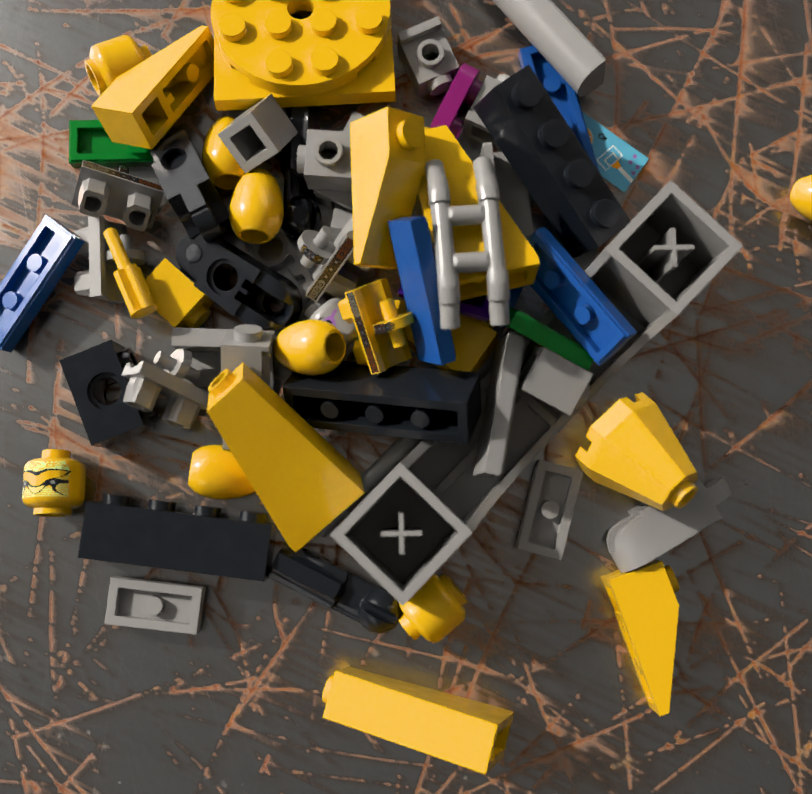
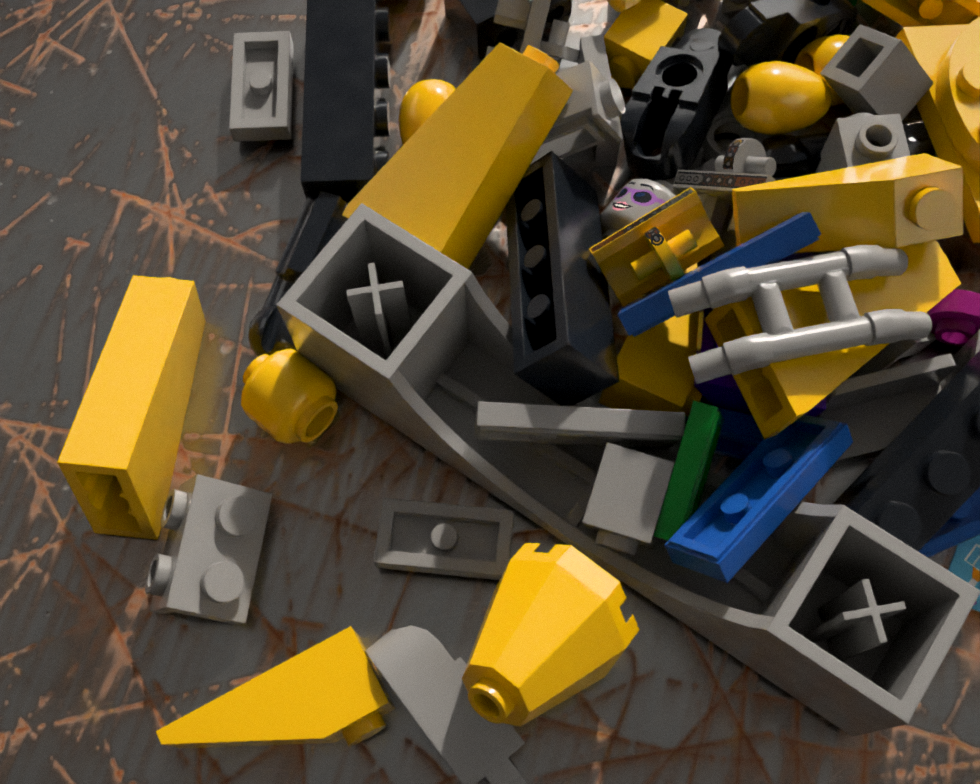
camera: 85 degrees right, 15 degrees down
(310, 347) = (610, 177): yellow animal -> none
(533, 675) = (209, 550): none -> light grey bracket

